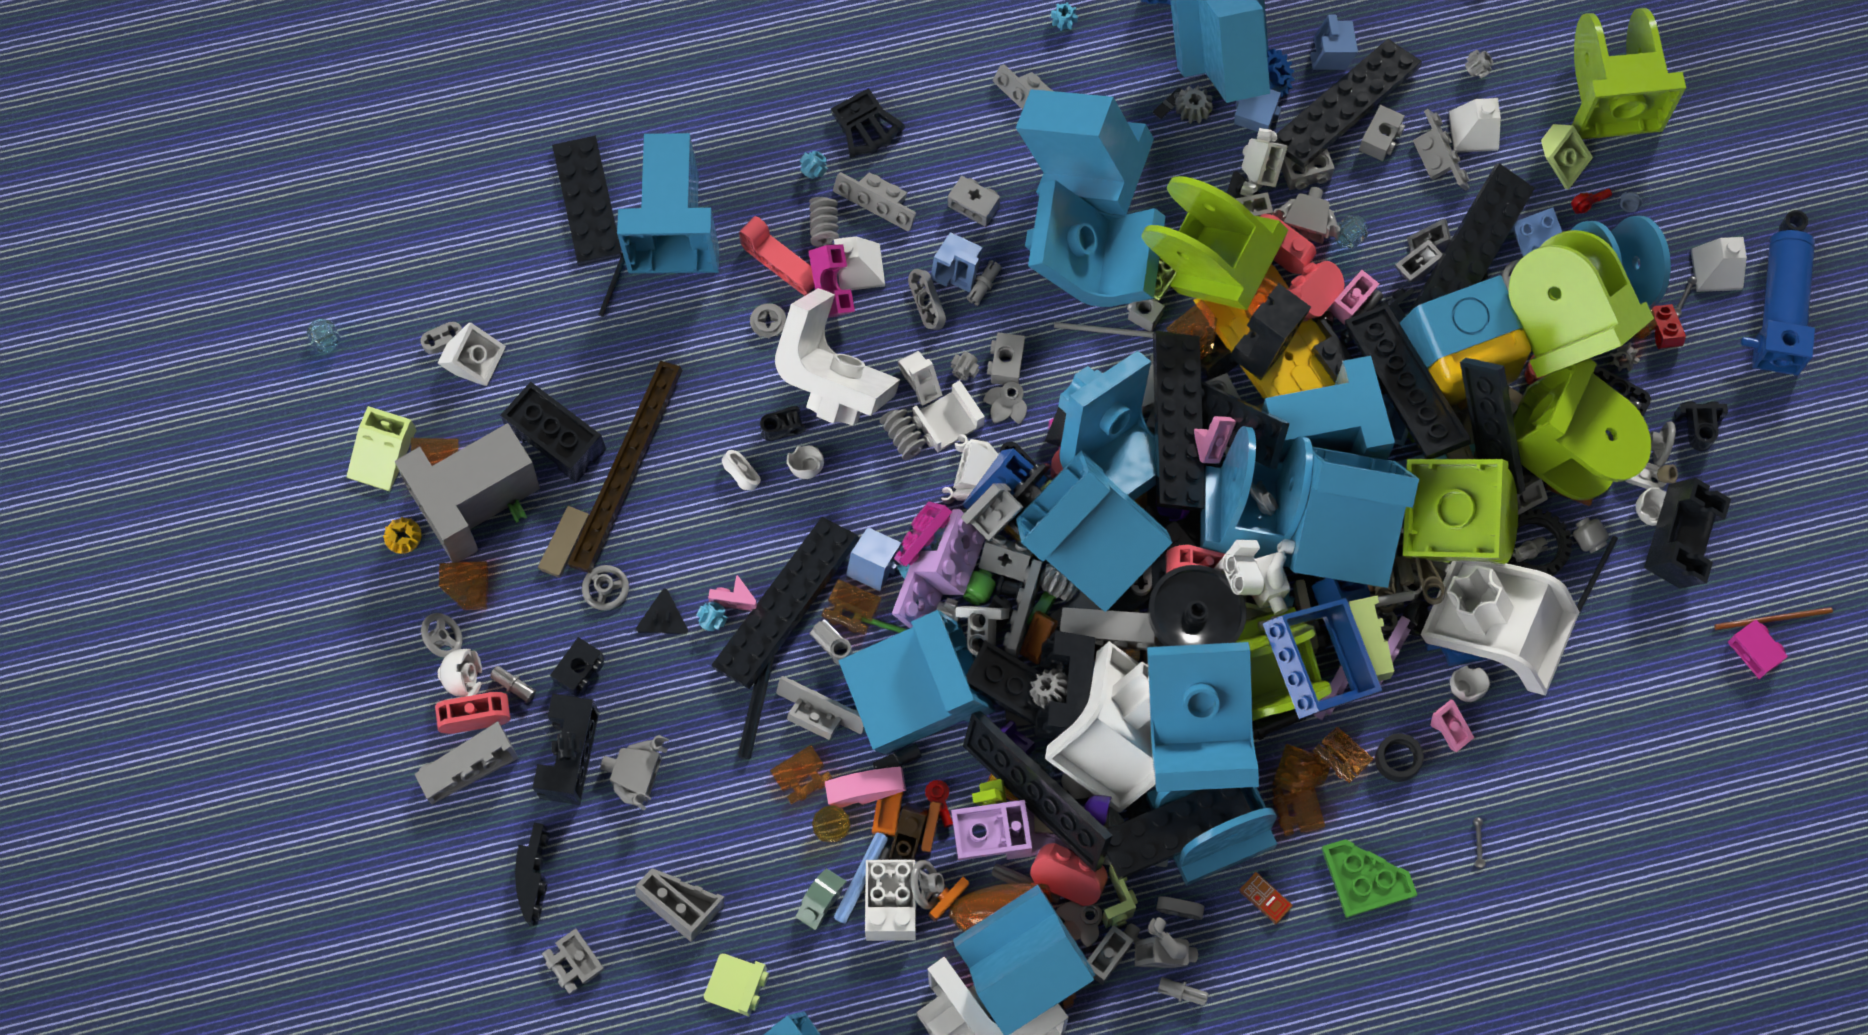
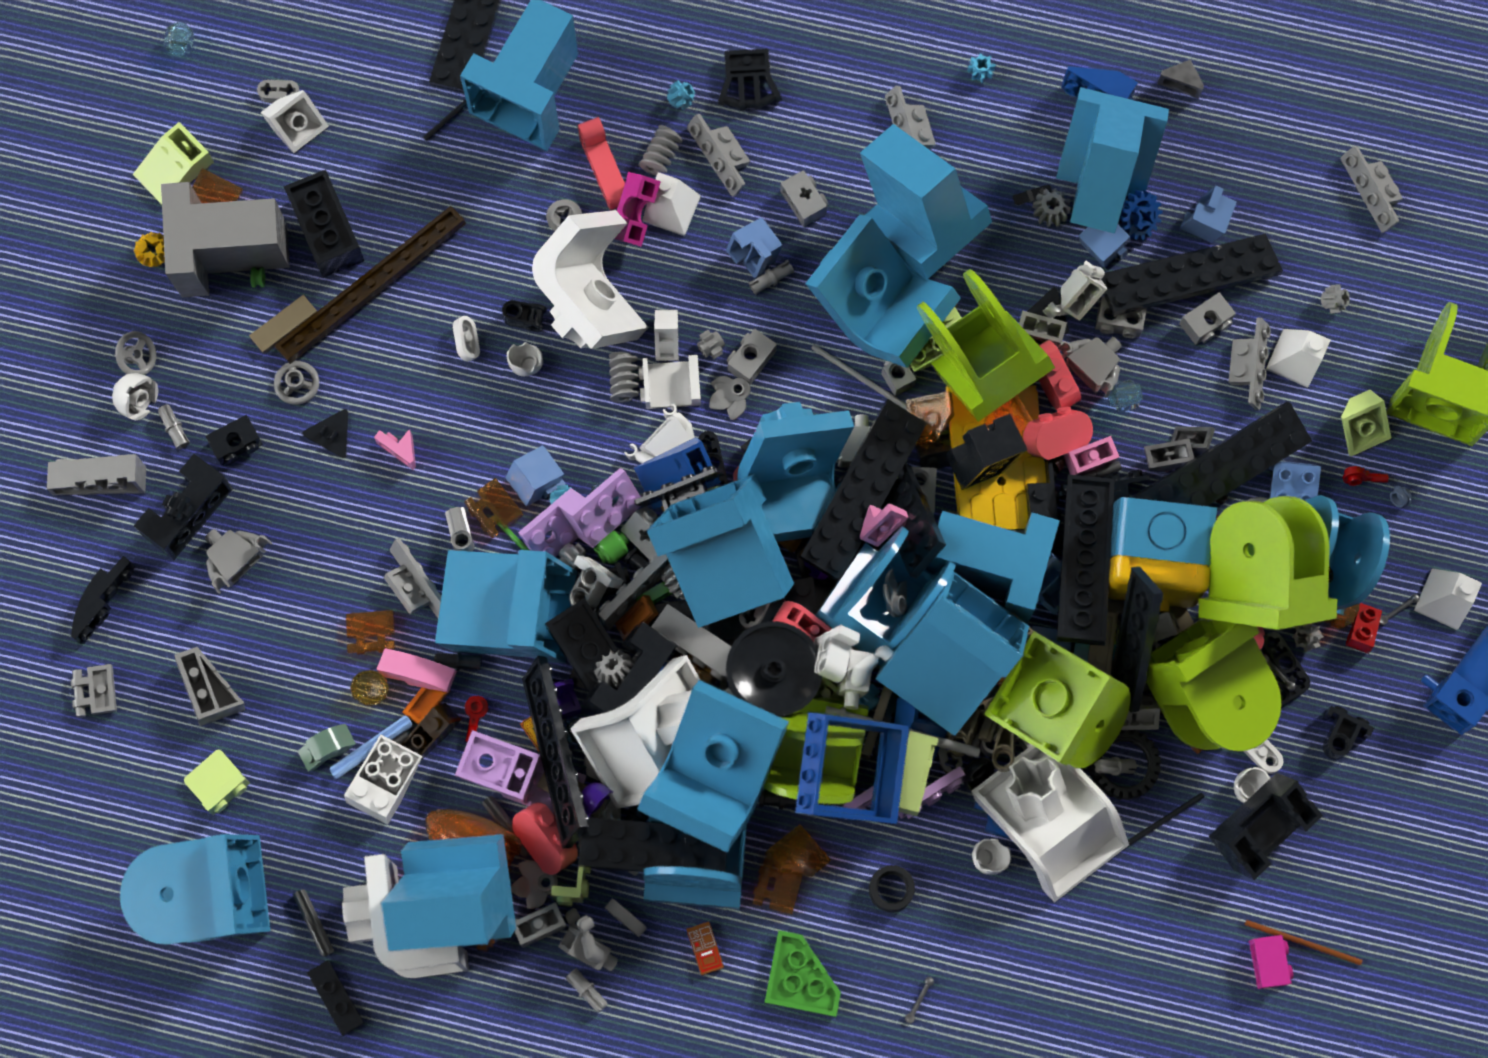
camera: 25 degrees right, 5 degrees up
(465, 583) = (182, 319): clear orange plate -> none
(472, 712) = (123, 434): coral brick -> none
(712, 616) = (370, 454): medium azure gear -> none
(754, 713) = (368, 548): black axle -> none
(785, 602) = (439, 474): black plate -> none
(919, 293) = (710, 282): light grey beam -> none
(925, 525) = (599, 466): dark pink plate -> none
(930, 884) = (422, 783): light grey piece -> none
(931, 826) = (452, 734): dark orange tile -> none
(947, 898) = (433, 803): orange plate -> none
(990, 793) = (519, 734): lime bracket -> none
(992, 510) = (651, 487): light grey bracket -> none
(1346, 751) = (848, 859): clear orange plate -> none
(1452, 726) = (953, 886): bright pink slope -> none
(1590, 535) = (1179, 781): light grey head -> none
(1662, 443) = (1292, 732): light grey piece -> none
(1667, 473) = (1281, 763): dark tan hinge -> none

